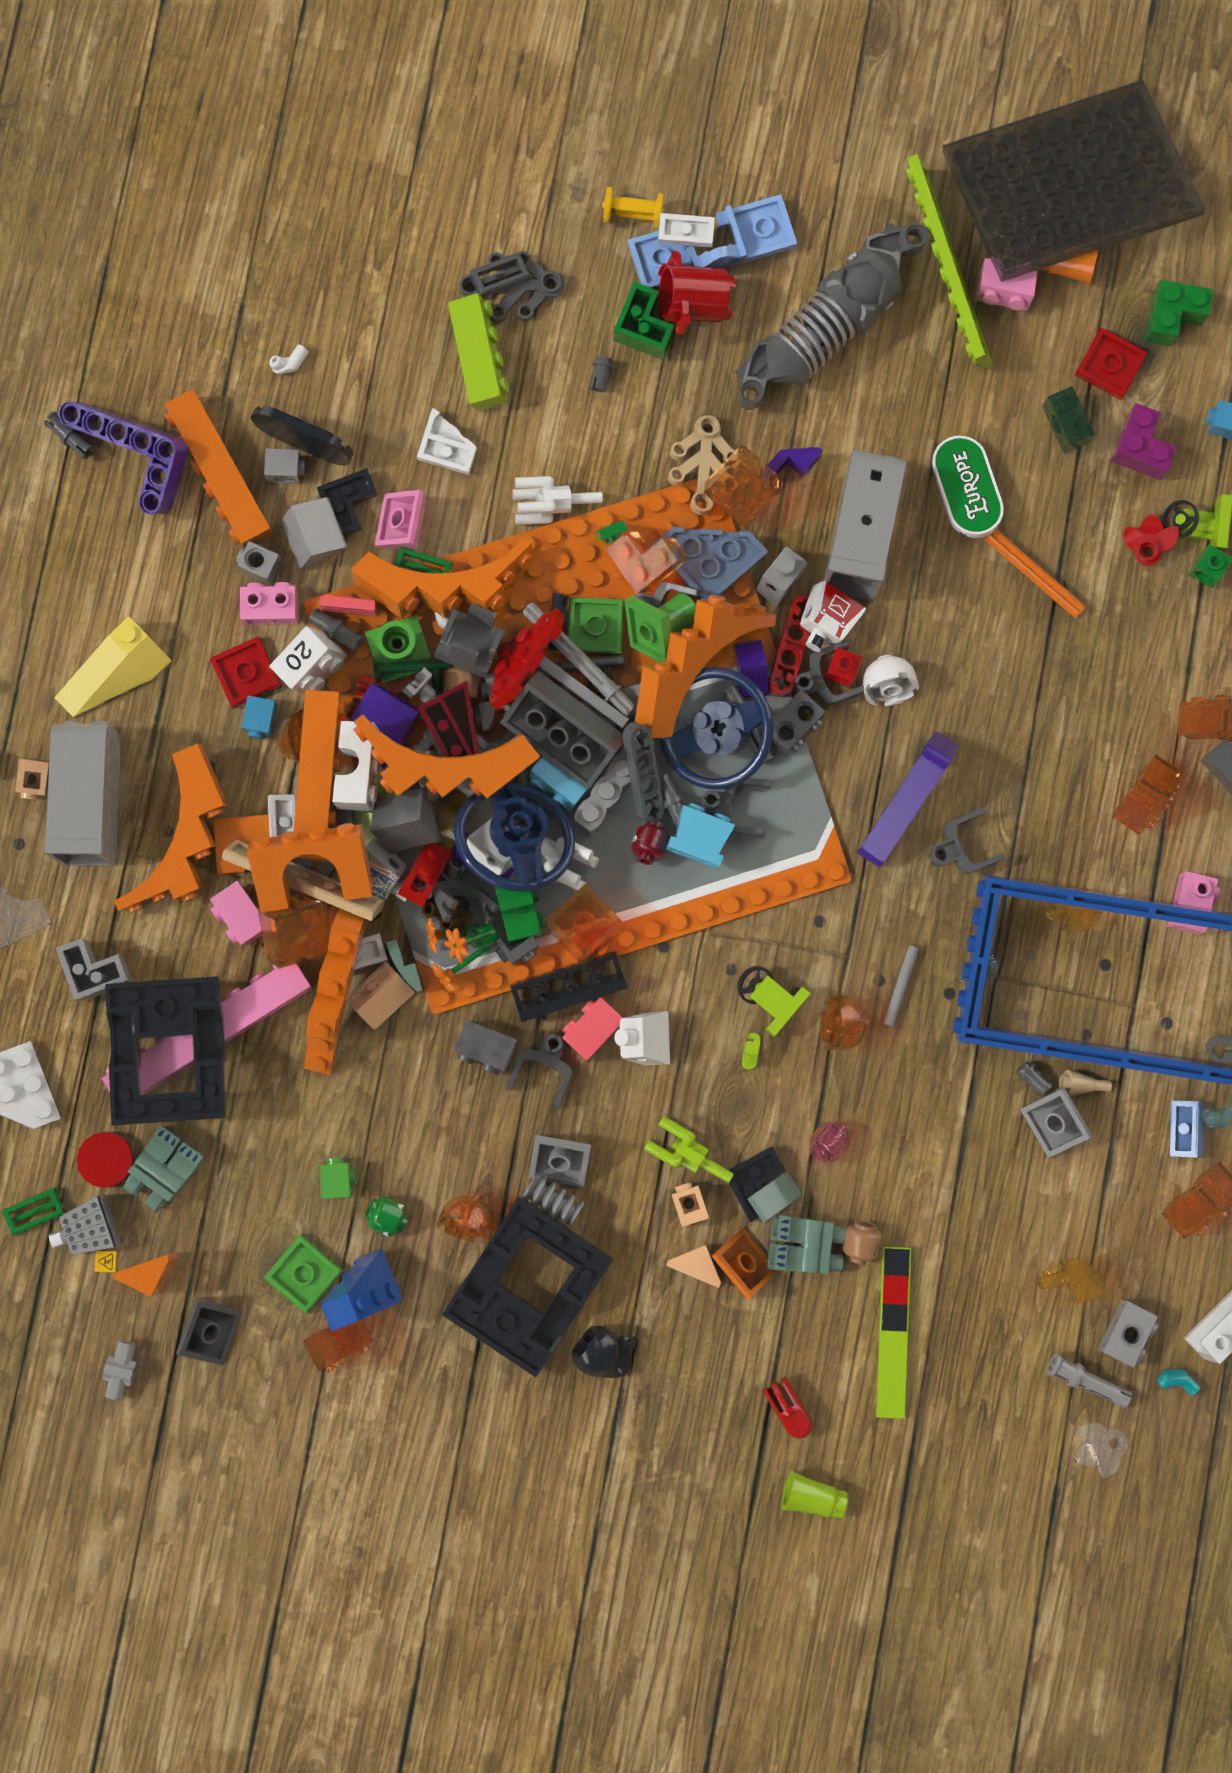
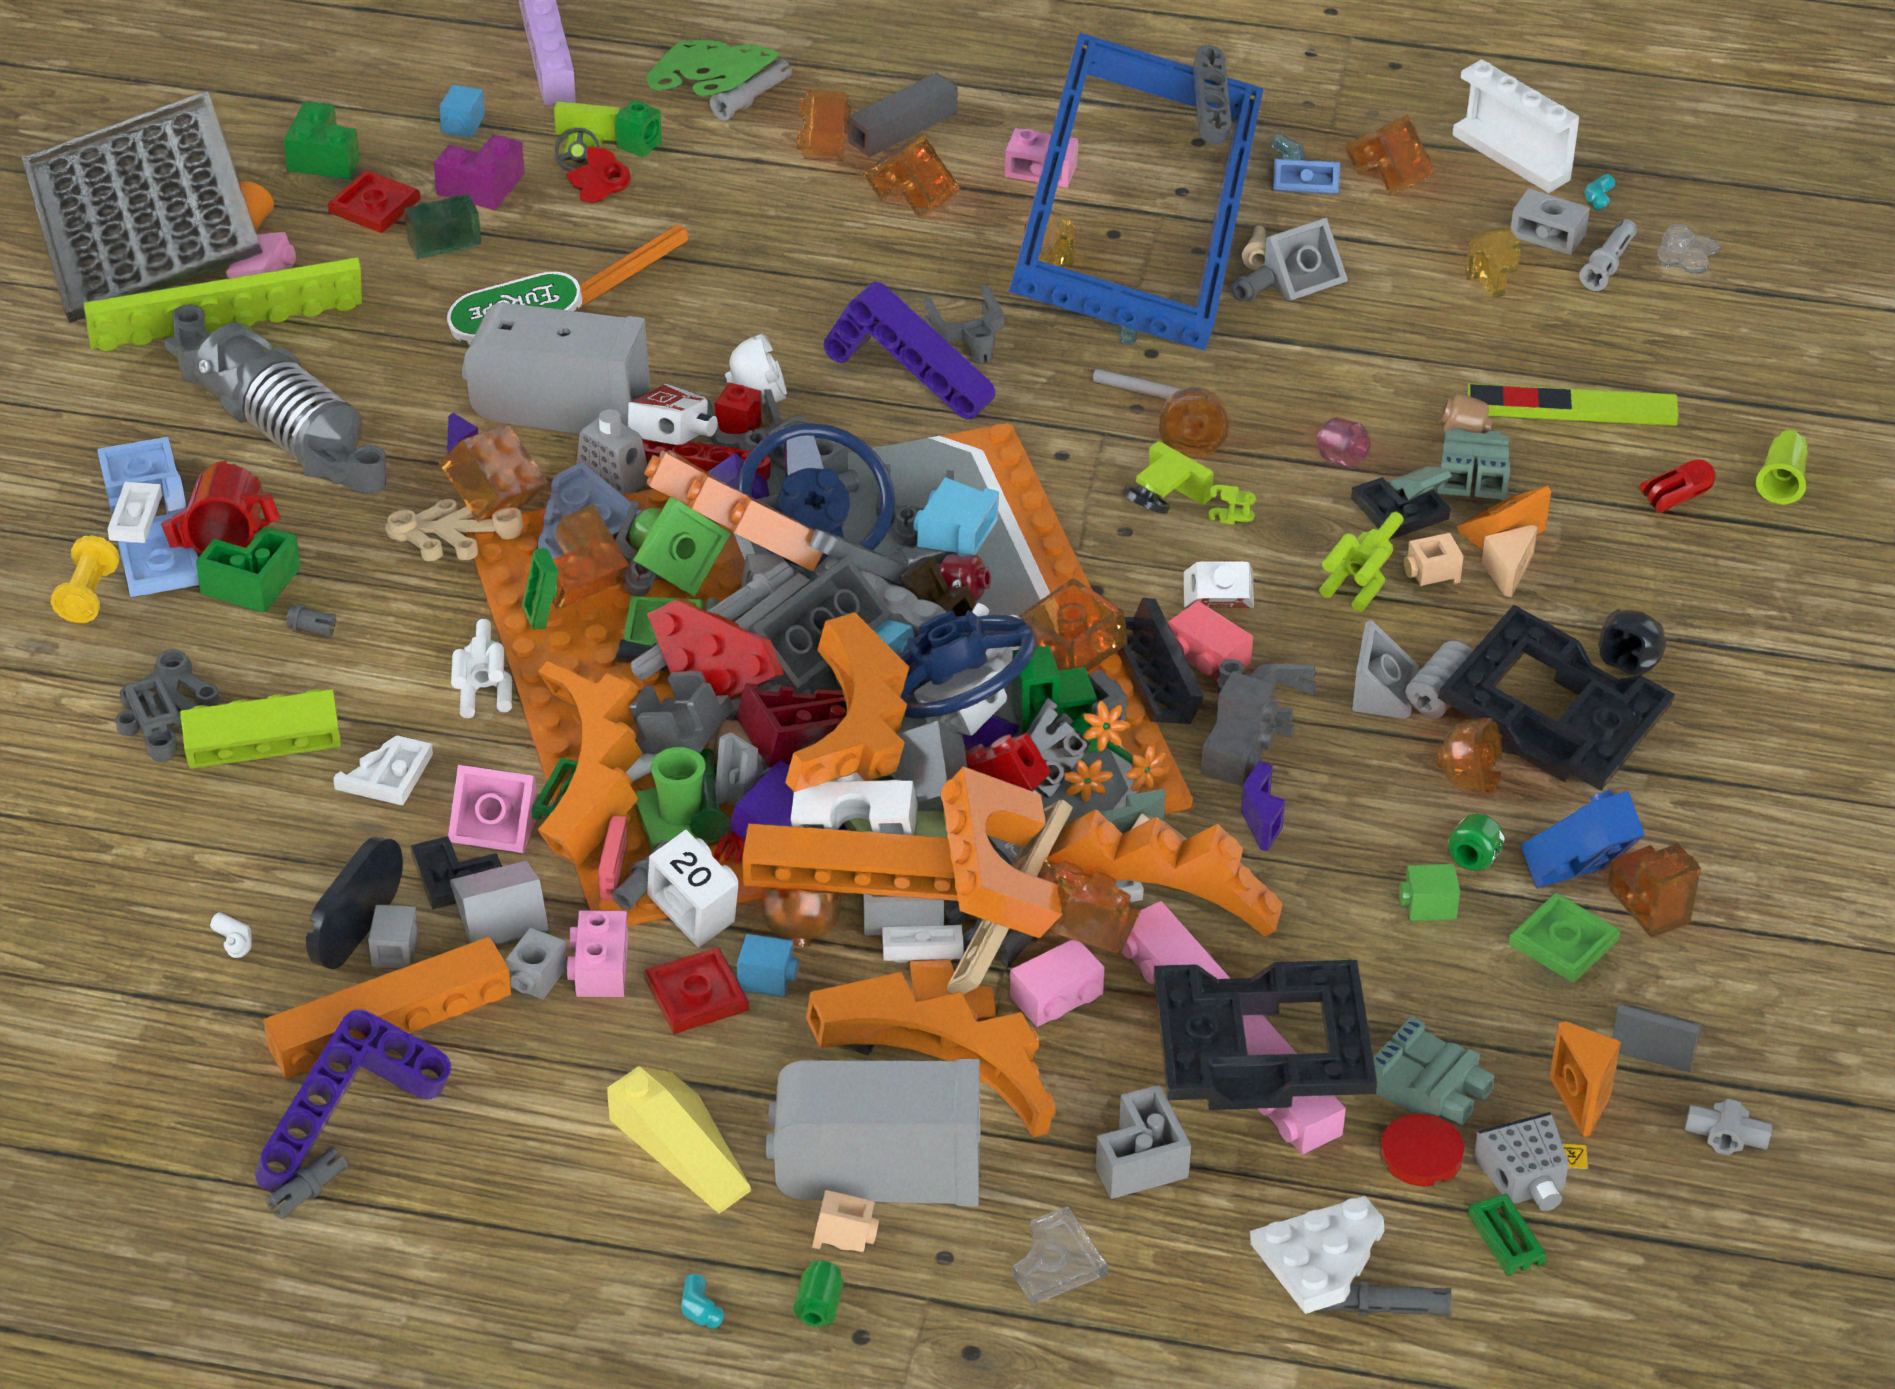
camera: 85 degrees left, 40 degrees down
(412, 1062) = (1260, 809): none -> dark purple slope
(617, 826) = (928, 584): none -> dark brown brick

